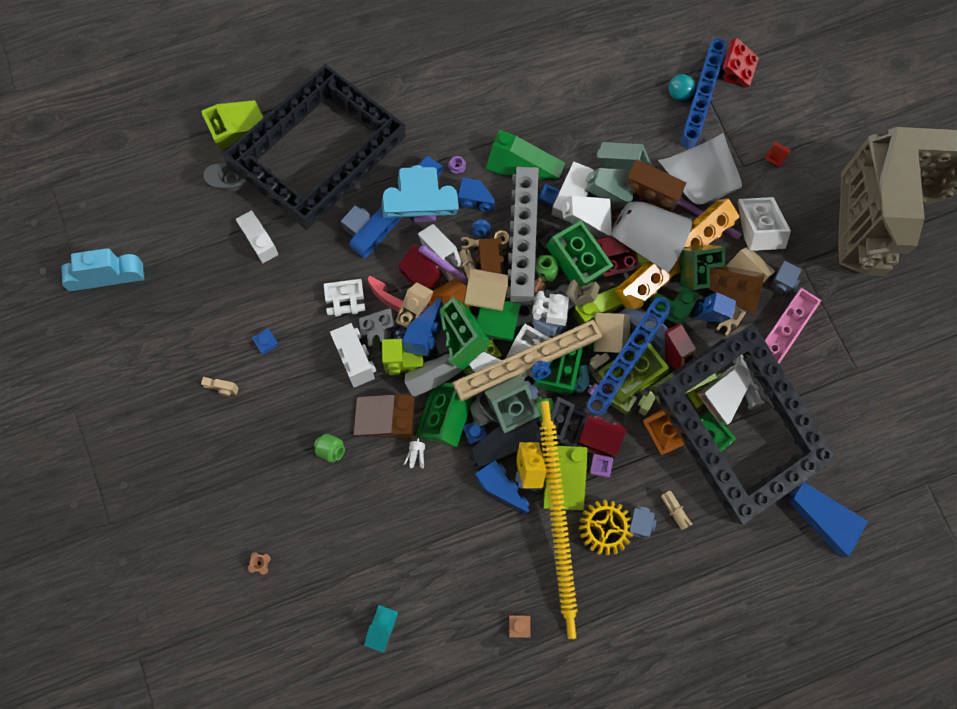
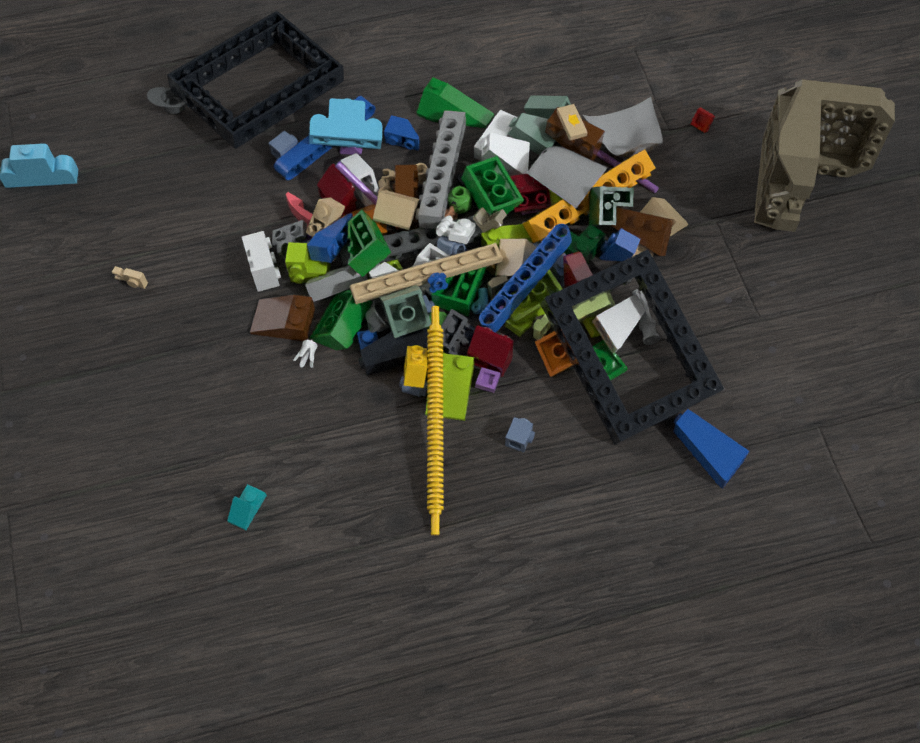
camera: 10 degrees right, 10 degrees down
(231, 121) = (179, 51): lime slope -> none
(254, 567) = (138, 431): nougat plate -> none
(257, 236) = (189, 154): white slope -> none
(265, 341) = (180, 243): blue plate -> none
(329, 448) = (223, 339): bright green head -> none
(344, 291) = (262, 206): white plate -> none
(457, 161) = (389, 107): medium lavender plate -> none
(481, 228) = (402, 158): blue plate -> none
(497, 485) = (382, 388): blue slope -> none
(499, 323) = (405, 241): green tile -> none
(519, 626) = (384, 518): nougat plate -> none
(548, 195) = (471, 139): blue tile -> none
(597, 525) = (472, 427): yellow gear -> none
(653, 176) = (572, 122): none -> tan tile
(676, 510) = (557, 427): tan axle -> none
(682, 87) = (617, 57): teal hair -> none
(710, 70) = (636, 63): blue beam -> none
(739, 64) = (675, 39): red plate -> none
(763, 224) = (680, 180): white slope -> none
(786, 278) = (696, 228): sand blue brick -> none
(791, 323) = (696, 269): bright pink piece -> none

